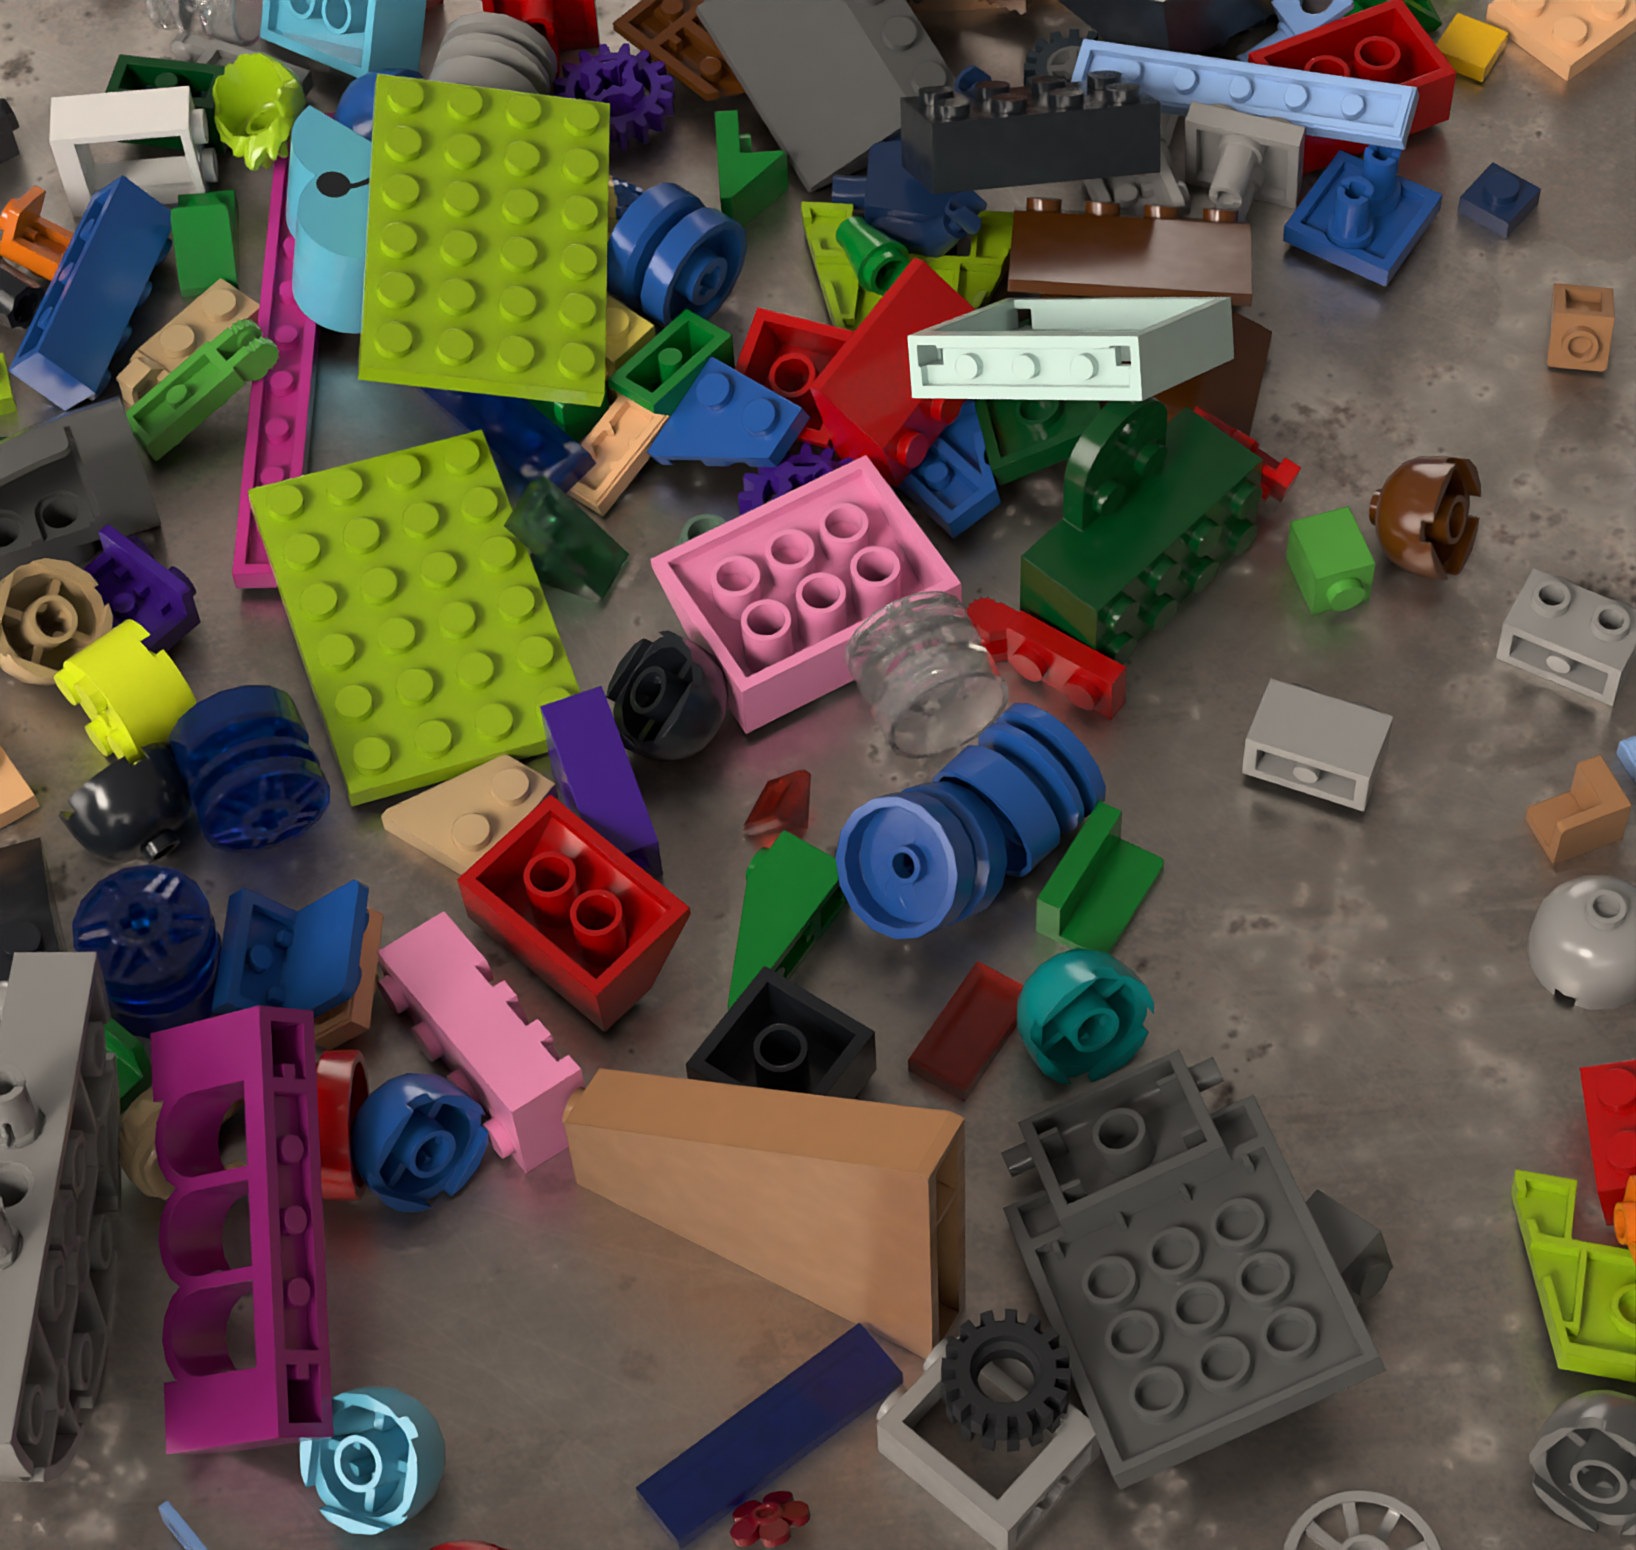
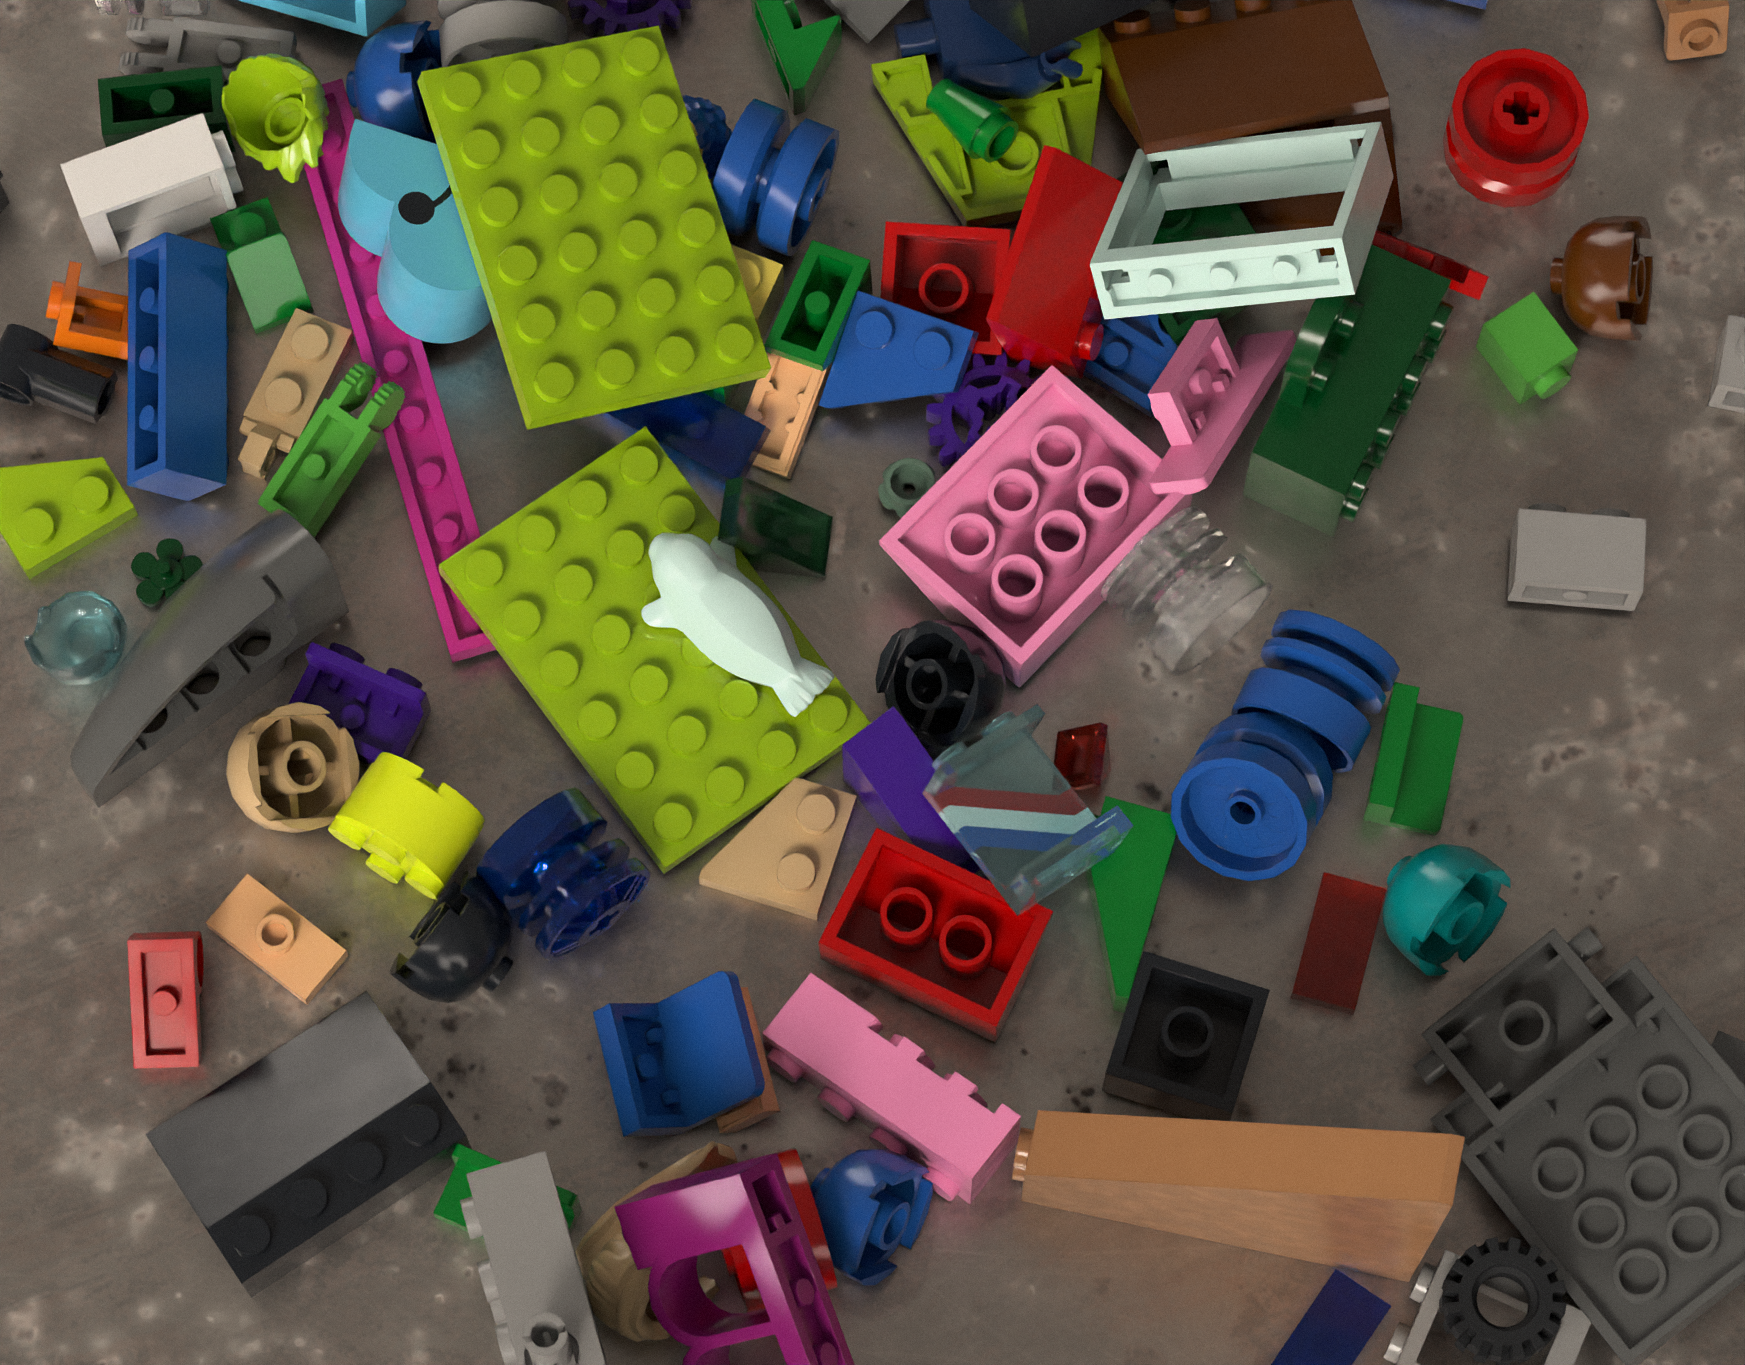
camera: 20 degrees left, 15 degrees up
(152, 947) = (524, 1122): clear blue wheel -> none
(488, 591) = (729, 618): none -> light aqua animal
(689, 809) = (1020, 812): none -> clear light blue panel
(991, 515) = (1209, 399): none -> bright pink bracket
(1050, 656) = (1285, 527): red hinge -> none
(1378, 376) = (1515, 127): none -> red wheel

